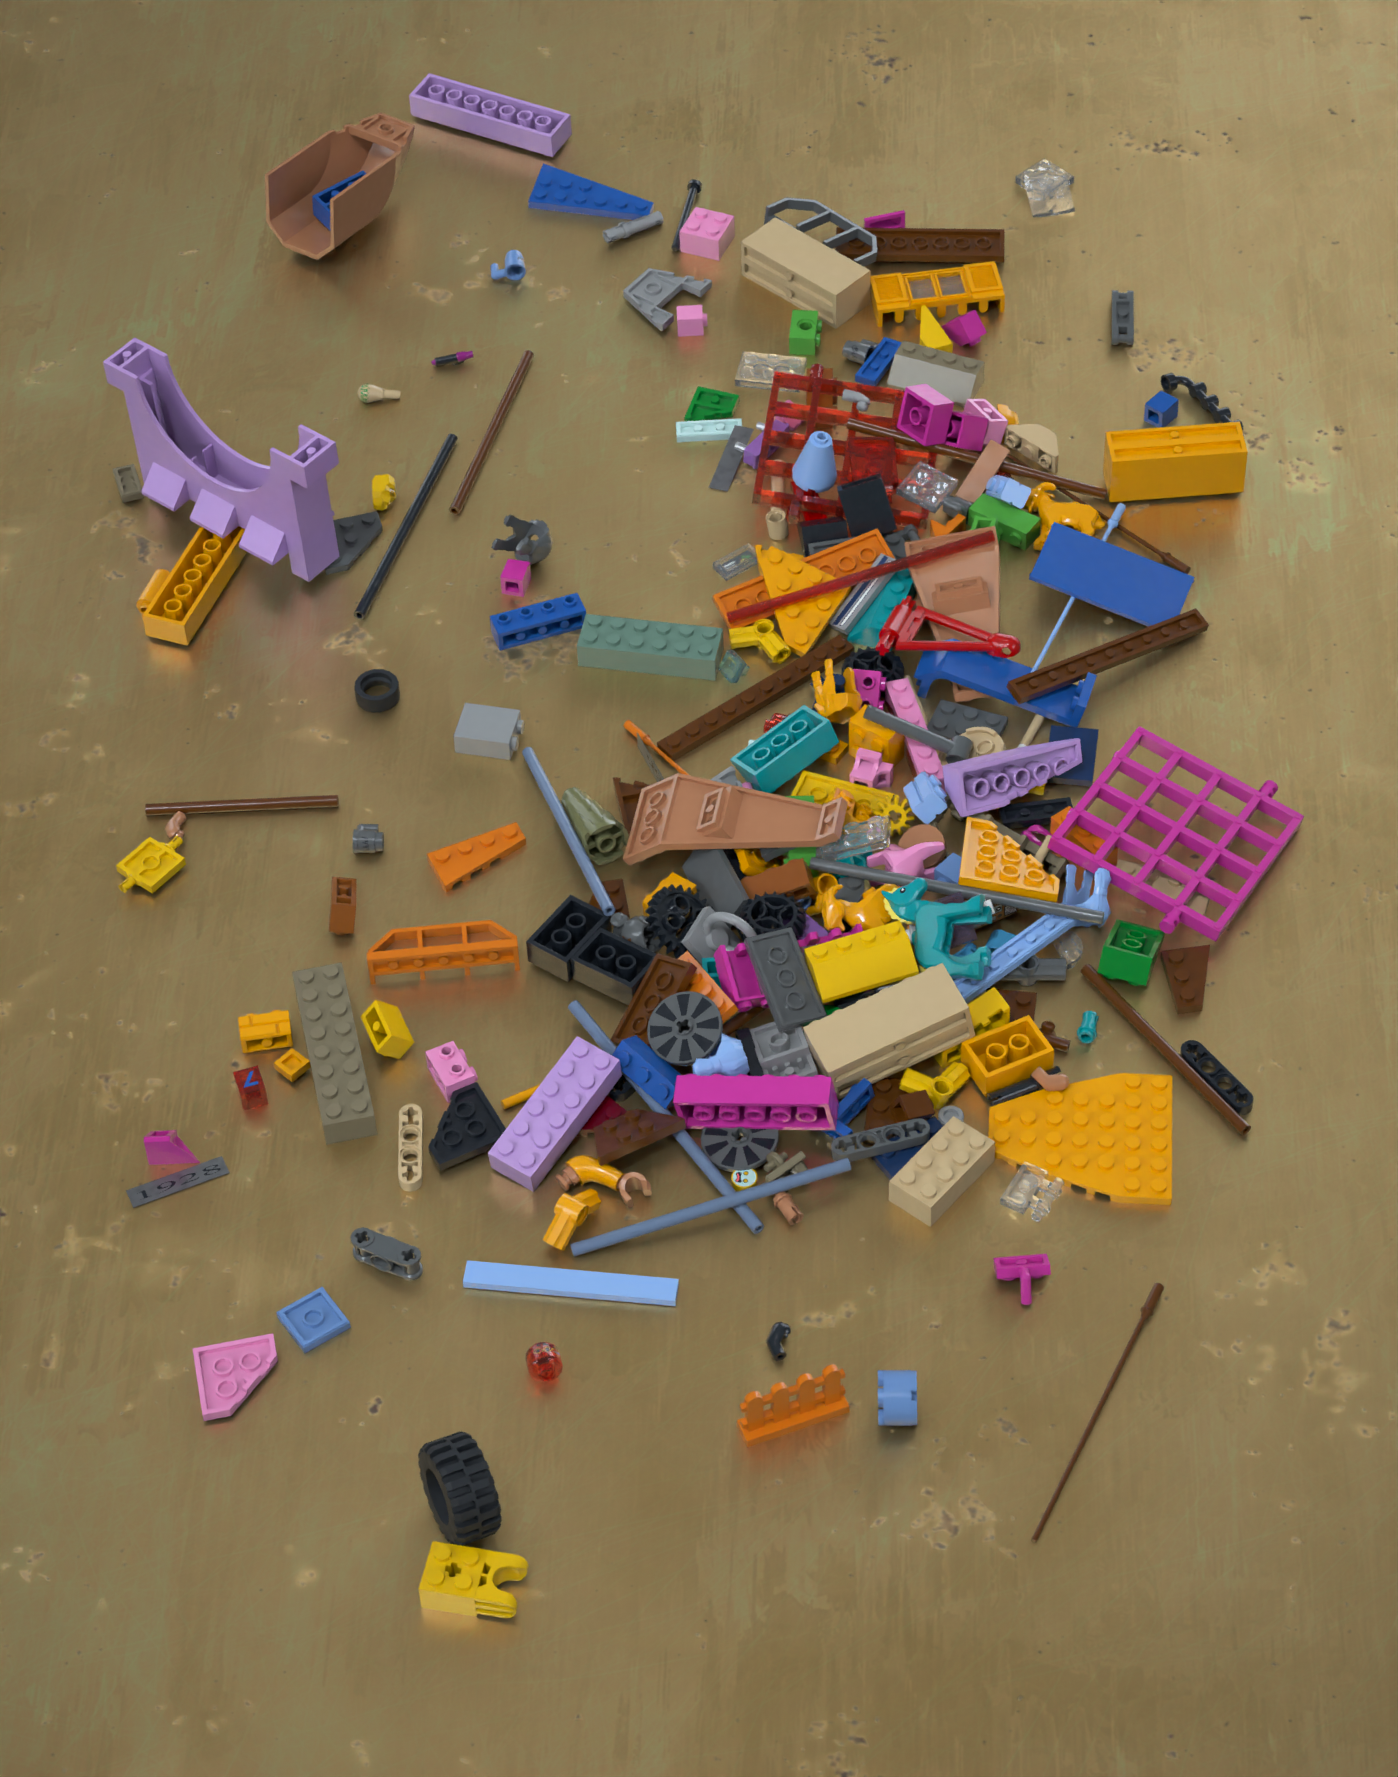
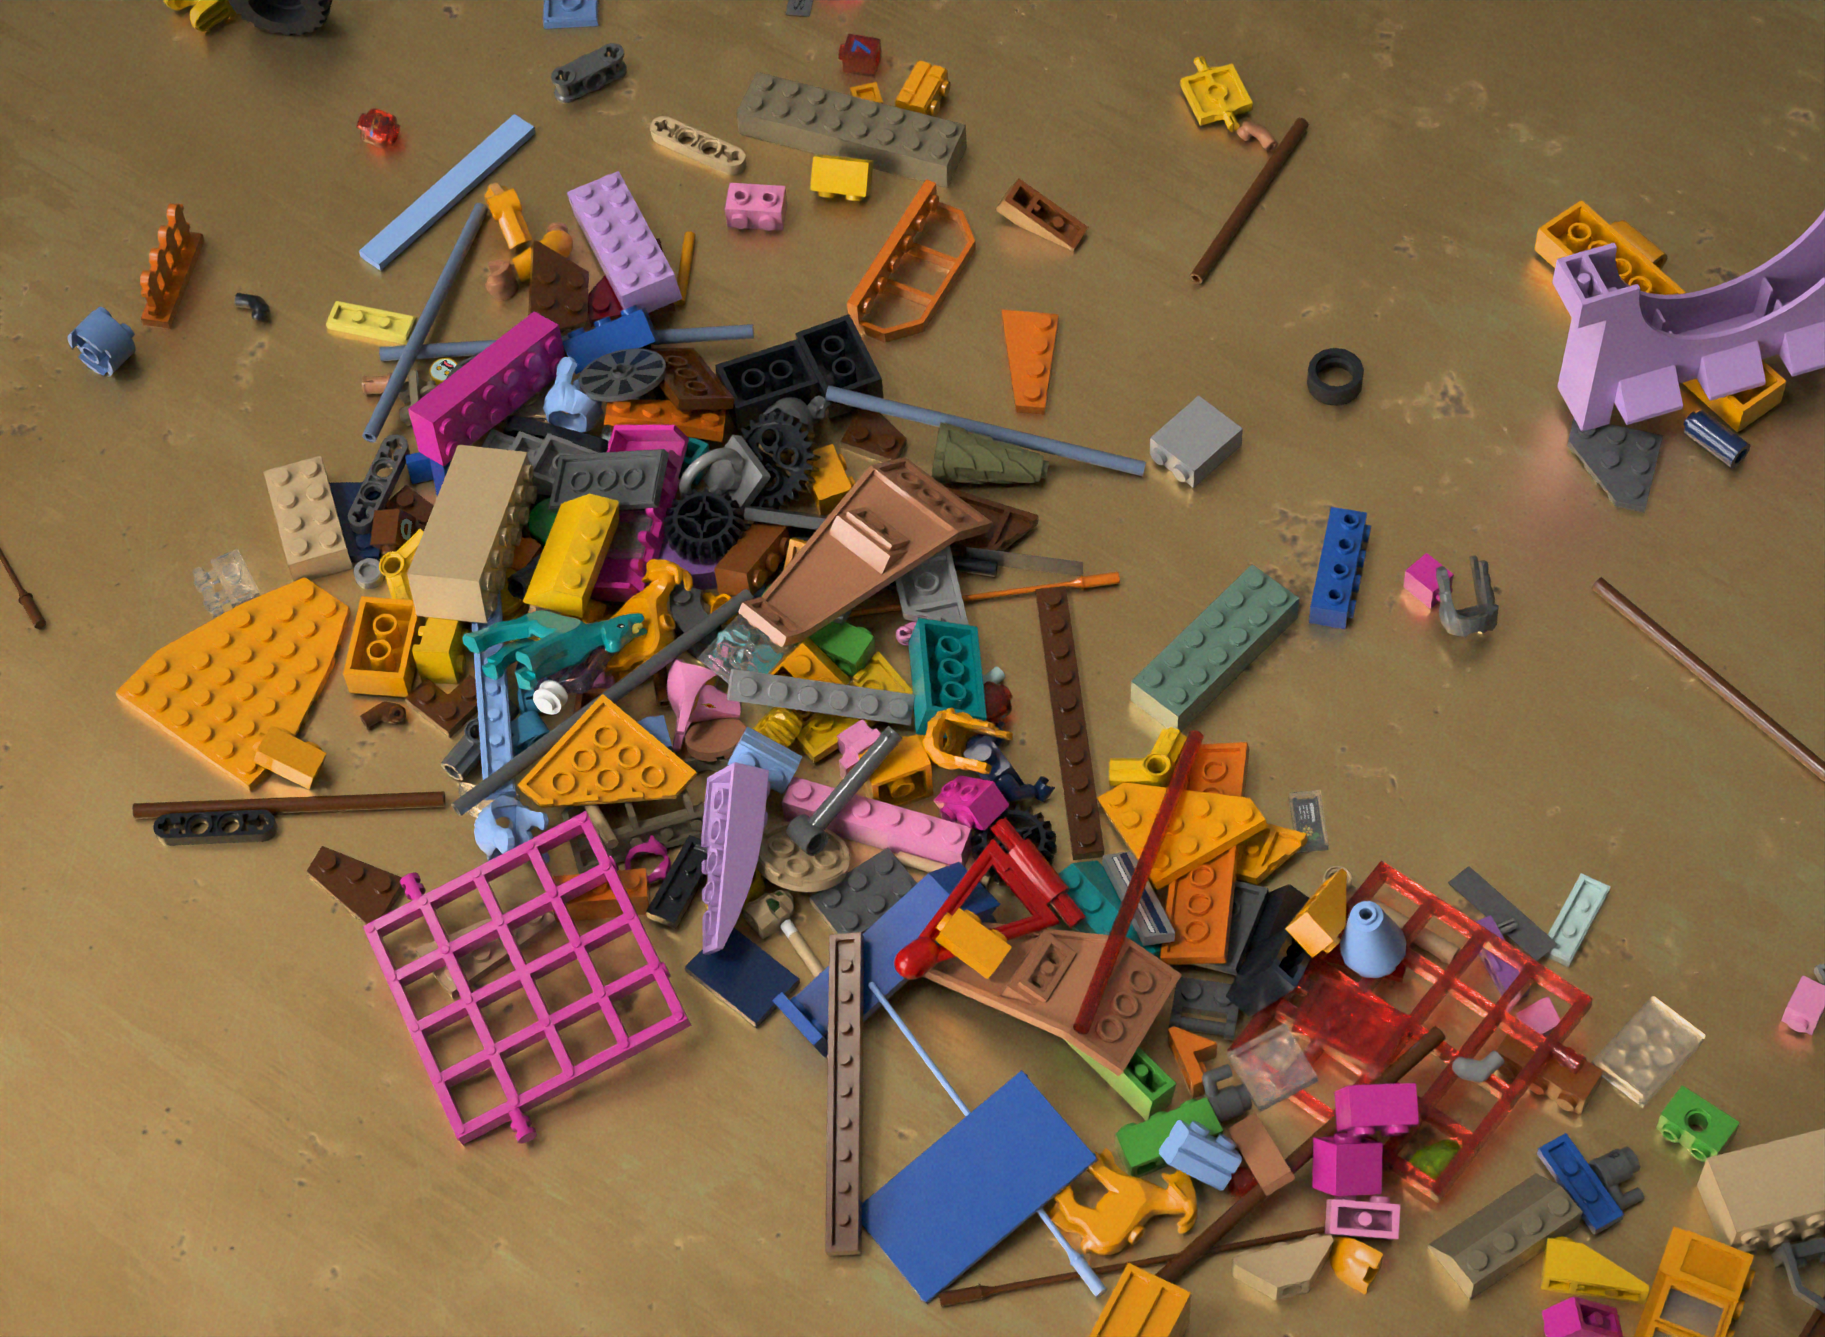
camera: 125 degrees right, 10 degrees up
(367, 839) = (1113, 272): dark grey piece -> none
(383, 491) = (1670, 520): yellow rock -> none
(405, 527) = (1607, 530): black piece -> none
(465, 1128) = (681, 192): black plate -> none
(711, 405) = (1617, 941): green wing -> none
(733, 666) = (1127, 714): clear light blue tile -> none
(733, 1255) = (371, 322): none -> light yellow tile
(817, 486) = (1322, 917): none -> light orange slope
(861, 790) = (820, 697): none -> light grey plate
(975, 615) = (972, 941): none -> light orange brick
(1018, 1089) = (336, 681): black pin -> none
(1024, 1267) = (151, 523): dark pink plate -> none
(1051, 1082) = (322, 660): nougat arm -> none
(1087, 1031) = (363, 745): teal pin -> none
(1130, 952) = (425, 844): green slope -> none
(1134, 1055) = (289, 756): none -> light orange brick

